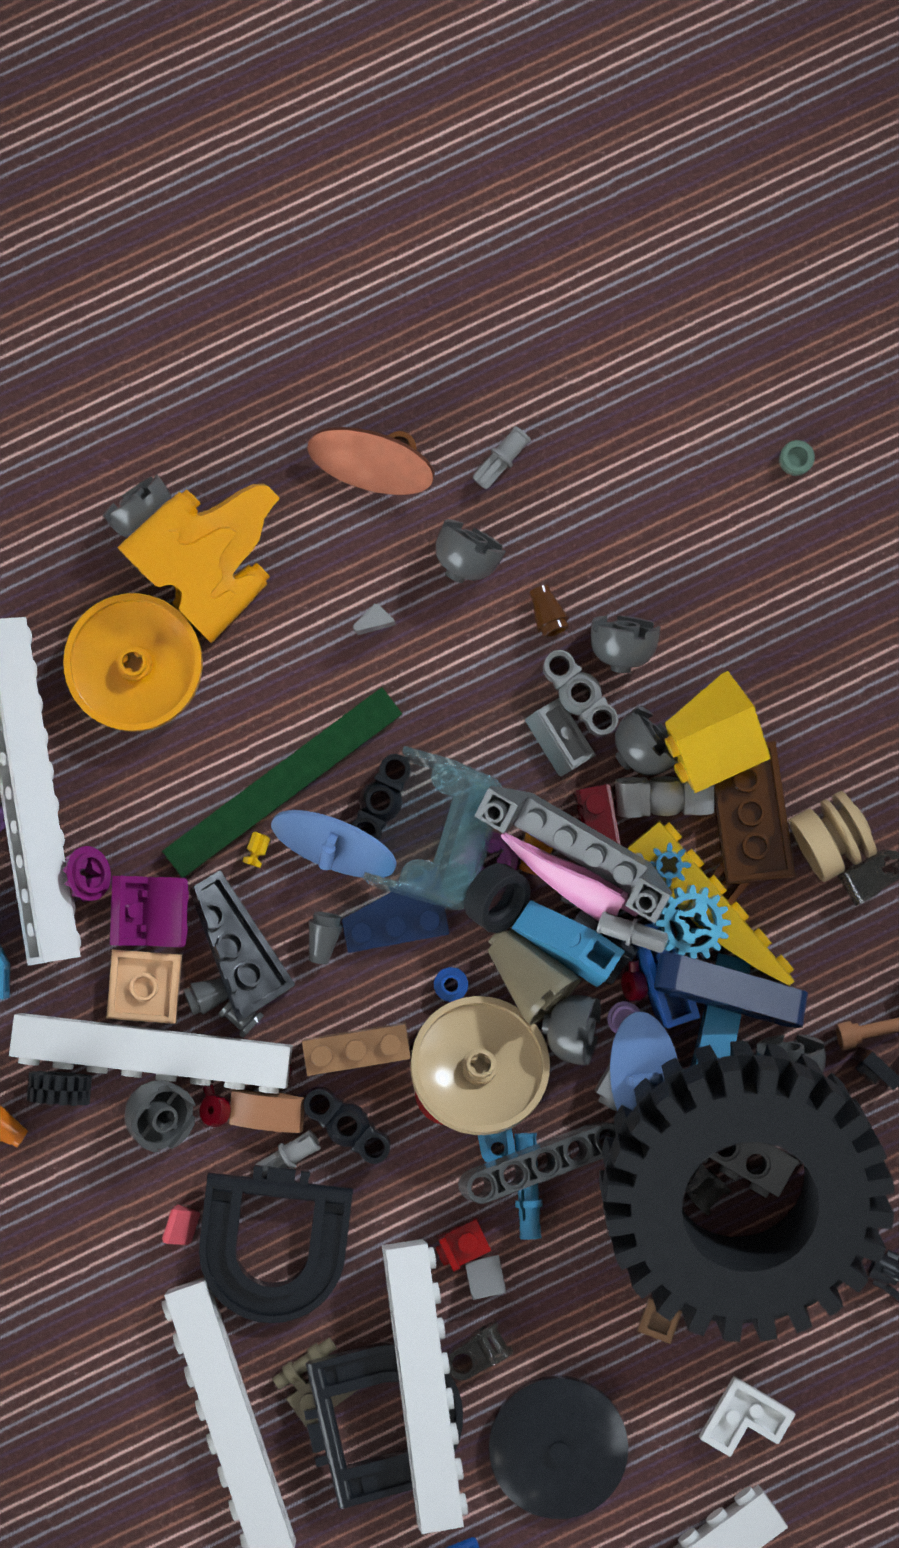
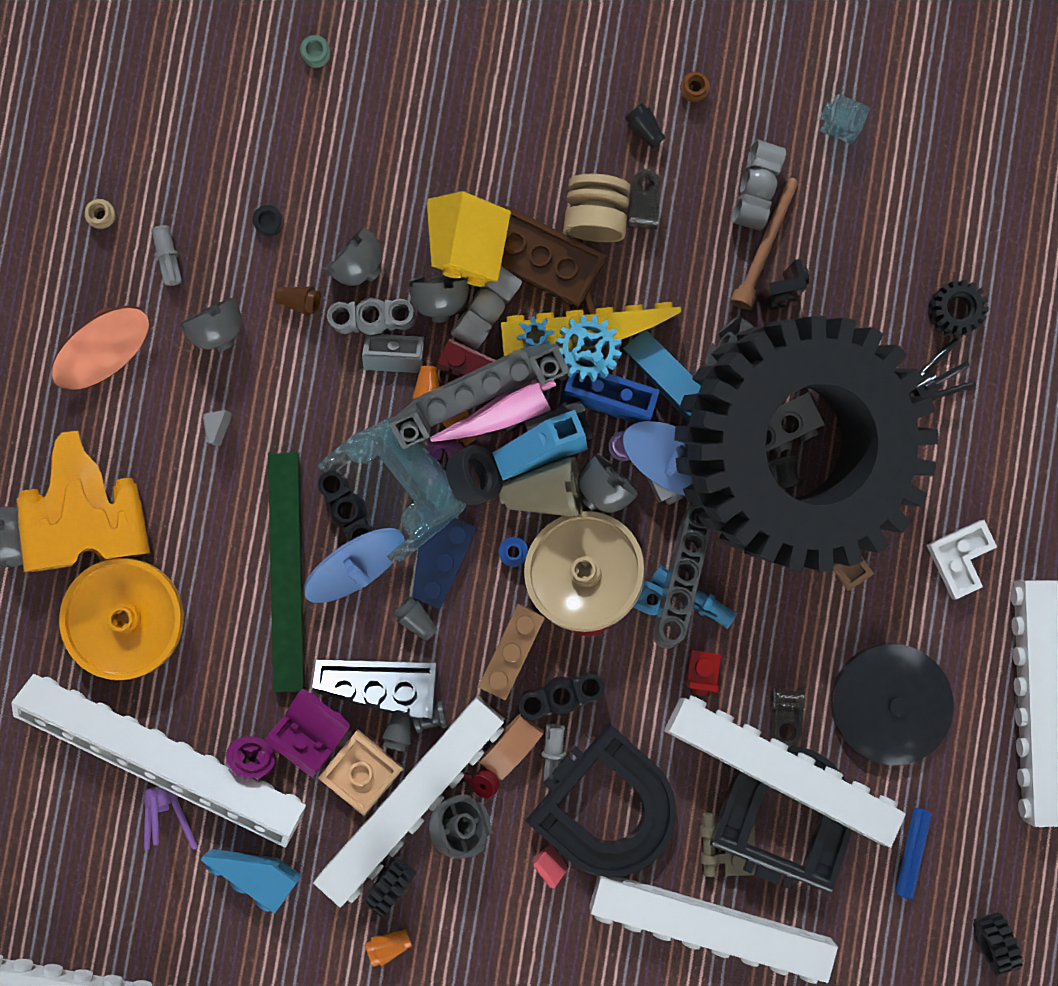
camera: 55 degrees left, 0 degrees up
(257, 846) = (319, 621): yellow piece -> none
(485, 1277) = (737, 672): light grey slope -> none
(492, 357) = (94, 208): none -> tan plate
(553, 789) = (426, 381): none -> orange cone
(602, 529) = (268, 220): none -> black tile
(632, 932) = (565, 394): light grey axle -> none
(634, 982) = (602, 421): dark red piece -> none
(730, 990) = (654, 355): dark blue beam -> none

